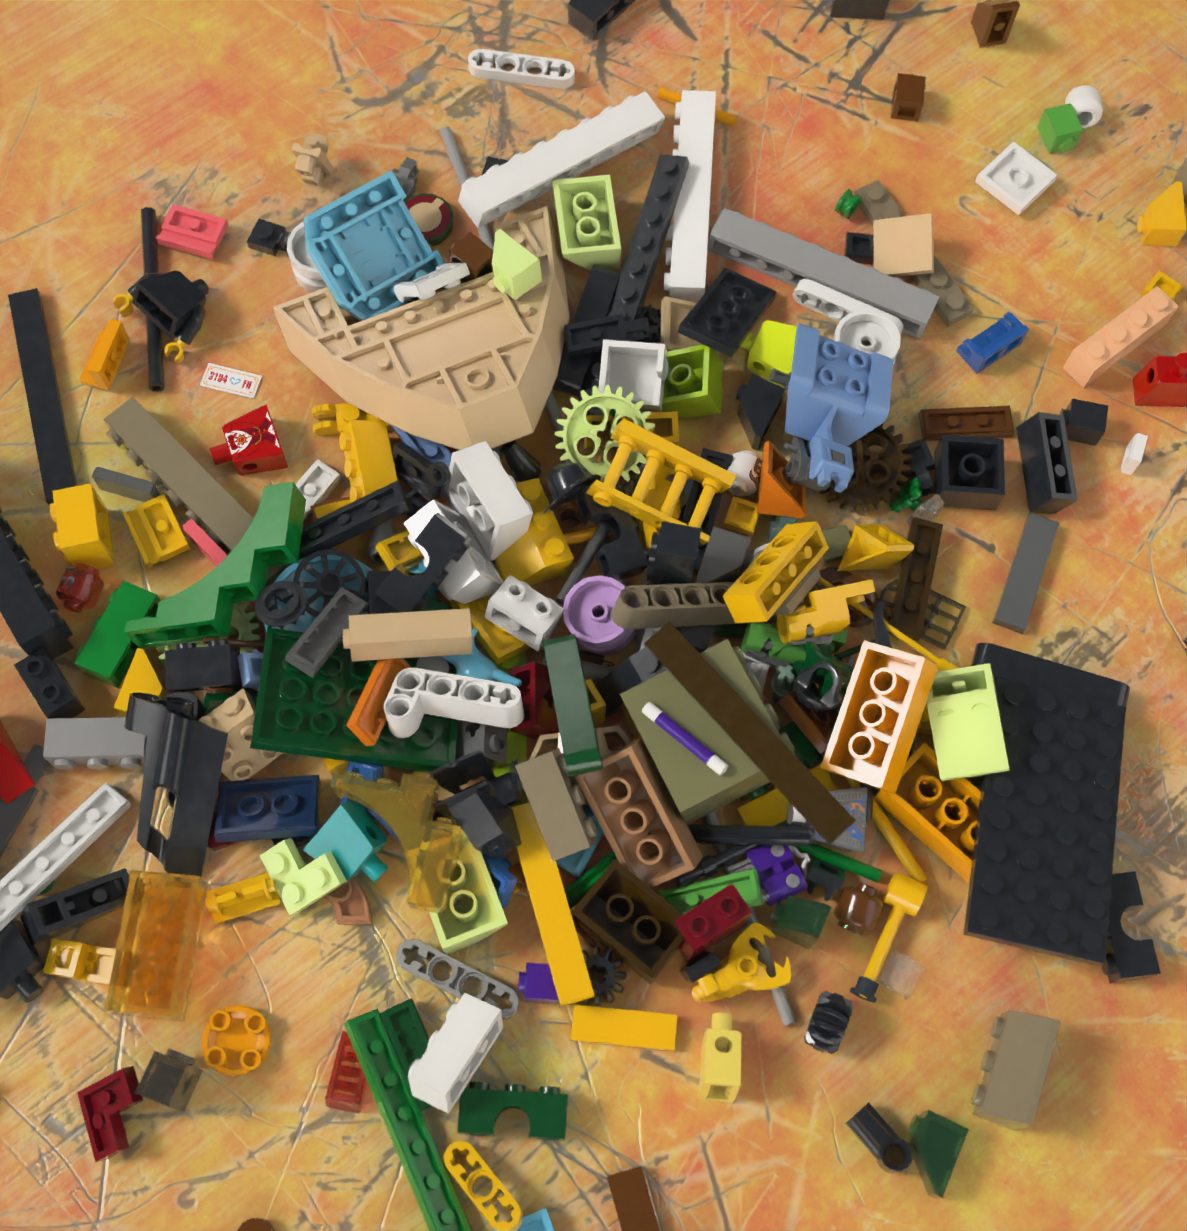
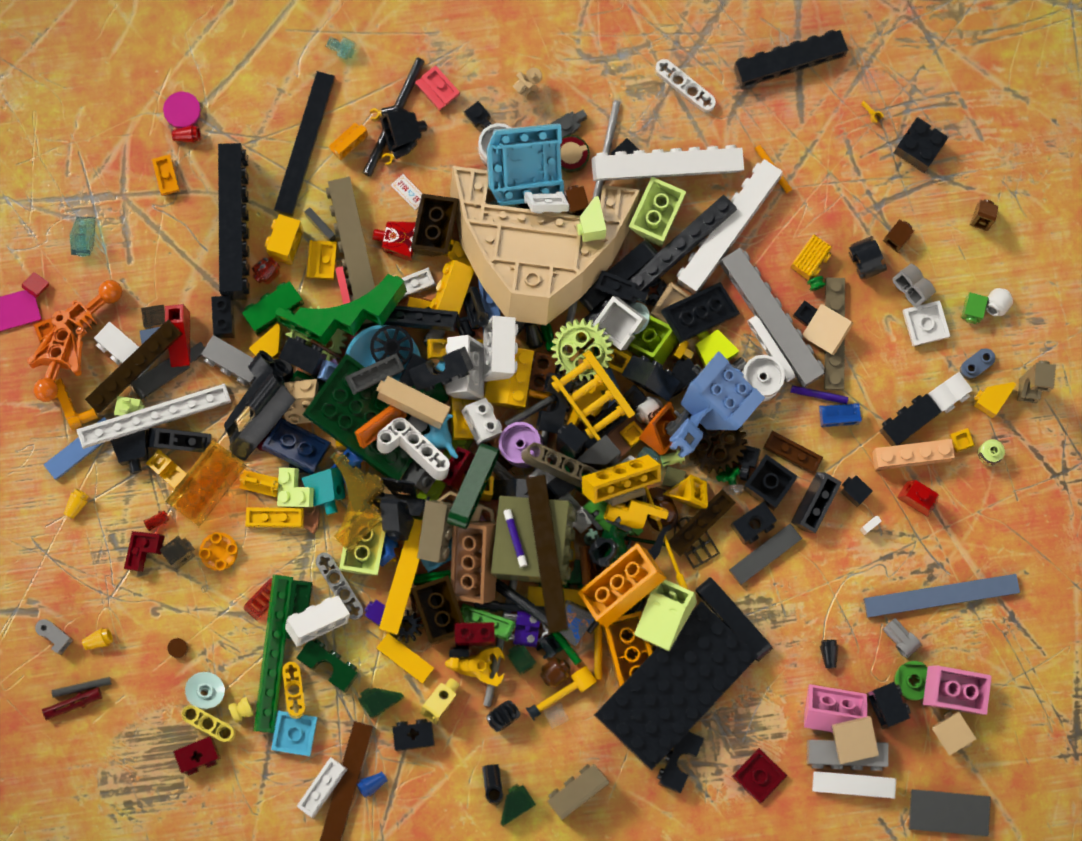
camera: 30 degrees right, 10 degrees up
(31, 247) = (344, 48): none -> clear light blue plate
(108, 1051) = (156, 520): none -> clear red pin
(289, 594) = (353, 340): black gear -> none
(293, 395) = (434, 225): none -> dark brown slope
(295, 935) = (274, 517): none -> yellow tile
(539, 453) = (548, 336): none -> green axle
(566, 481) = (546, 364): black piece -> none
(625, 1119) = (378, 700): none -> clear green slope
(721, 422) = (651, 377): none -> black brick
(733, 1136) = (423, 740): none -> black brick
(734, 375) = (681, 351): none -> yellow tile
(820, 177) = (811, 257): none -> yellow brick
(822, 512) = (671, 458): none -> yellowish green pin
(891, 136) = (868, 258): none -> black brick
(947, 334) = (819, 394): none -> dark purple bar
(976, 554) = (761, 514): none -> black brick
(977, 142) = (912, 283): none -> light grey brick
(1083, 298) = (909, 420): none -> black brick
(1107, 241) = (950, 392): none -> white brick
(1111, 187) = (977, 363): none -> sand blue plate

